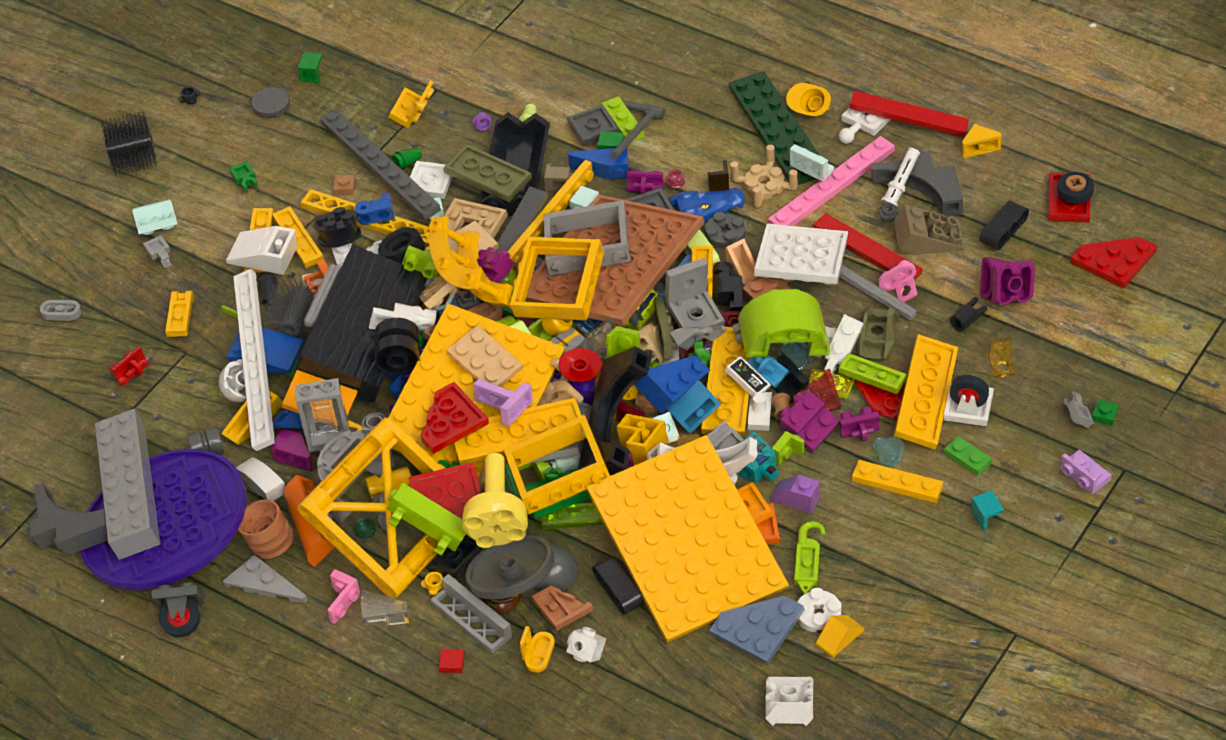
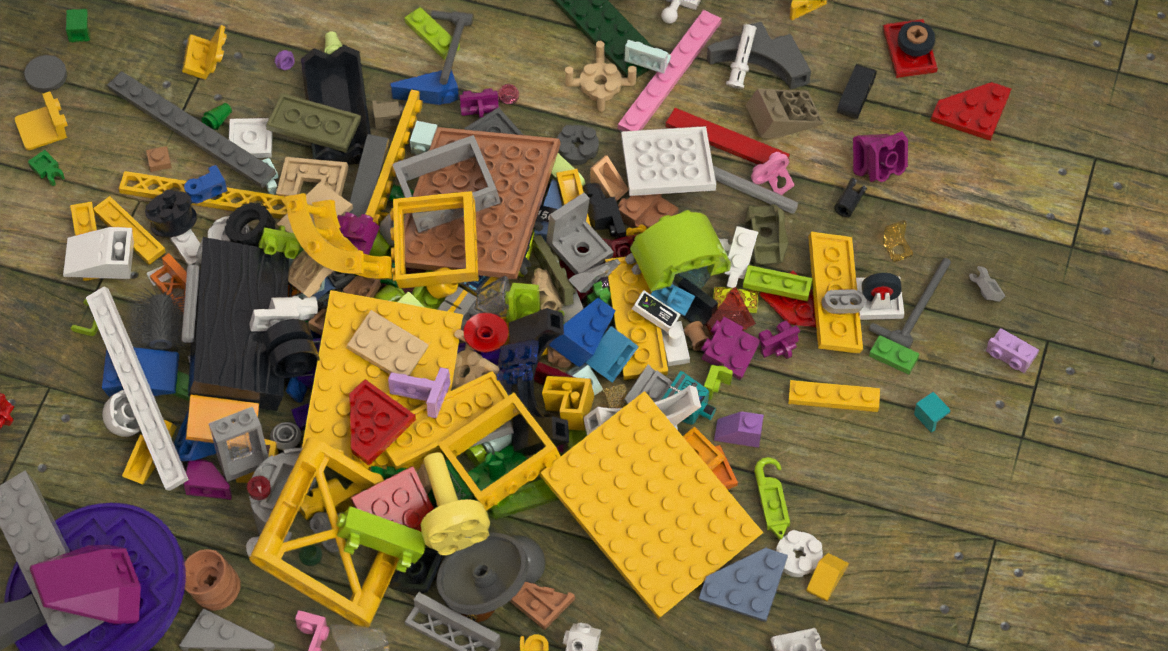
camera: 20 degrees left, 10 degrees up
(152, 505) = (90, 583): none -> magenta wedge
(179, 313) = (29, 343): yellow plate -> none
(208, 441) = (111, 490): dark grey wheel -> none
(253, 142) = (42, 125): none -> yellow bracket
(261, 479) = (183, 520): white slope -> none
(265, 284) = (118, 293): black cone -> none
(313, 542) = (238, 542): orange brick -> none
(327, 453) = (259, 488): none -> dark red tile
(430, 580) = (400, 596): yellow plate -> none
(590, 123) = (403, 45): dark grey plate -> none
(599, 389) = (517, 361): none -> clear blue plate
(609, 140) = (430, 62): green panel -> none
(618, 585) = (593, 567): black beam -> none
(708, 202) = (550, 118): blue animal -> none
(719, 180) = (554, 87): dark brown panel -> none
(888, 213) = (737, 100): dark grey plate -> none
(889, 450) = (817, 364): clear light blue piece -> none
(929, 397) = (841, 301): none -> light grey plate
(982, 441) = (903, 336): none -> dark grey bar
(1105, 412) = (1012, 282): green plate -> none

